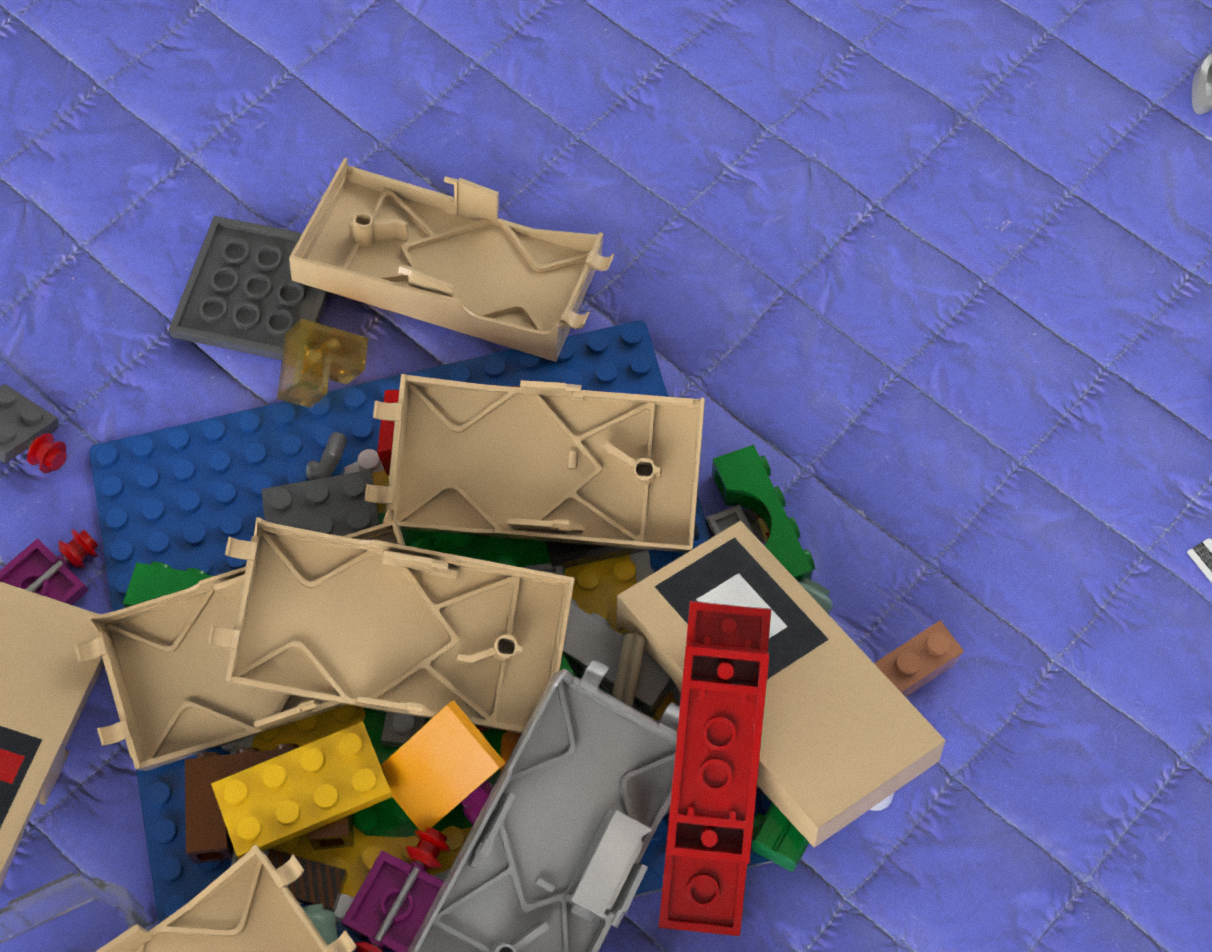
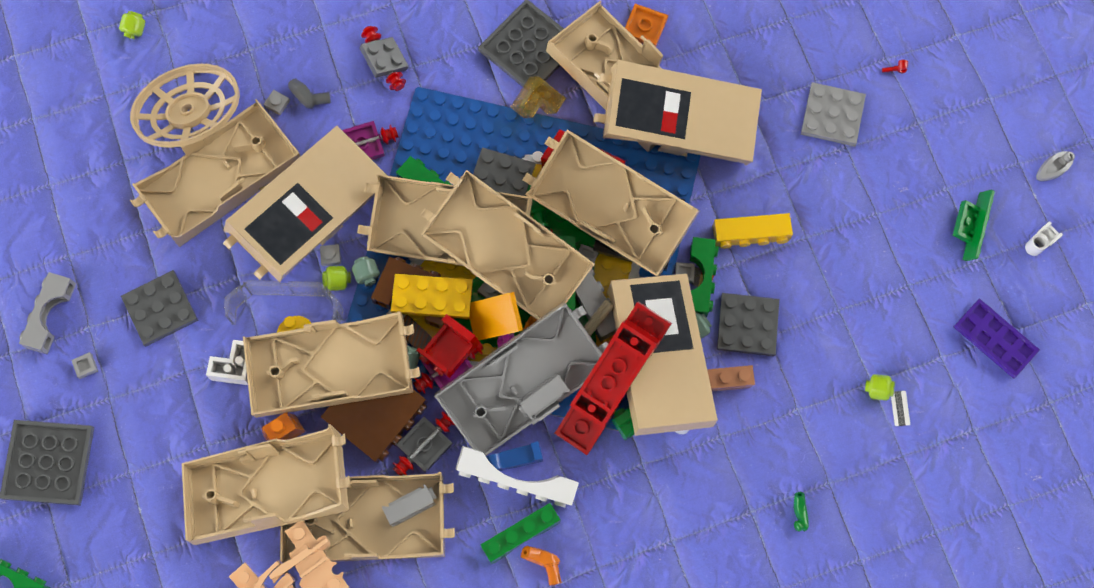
camera: 25 degrees right, 10 degrees up
(69, 817) = (330, 255): none -> light grey plate
(100, 852) = (336, 278): none -> lime head
(151, 809) = (365, 271): none -> sand green head
(330, 458) = (521, 147): dark grey arm -> none
(381, 868) = (448, 347): none -> red panel
(434, 159) = (646, 23): none -> orange tile
(577, 265) = (680, 112): none -> tan piece
(804, 402) = (752, 230): none -> yellow brick
(824, 164) = (833, 114): none -> light grey plate
(887, 561) = (748, 324): none -> dark grey plate
(889, 48) = (901, 68): none -> red hand
(1148, 222) = (972, 223): none -> green bracket
(1168, 550) = (880, 387): none -> lime head
(1171, 835) = (801, 512): none -> green arm

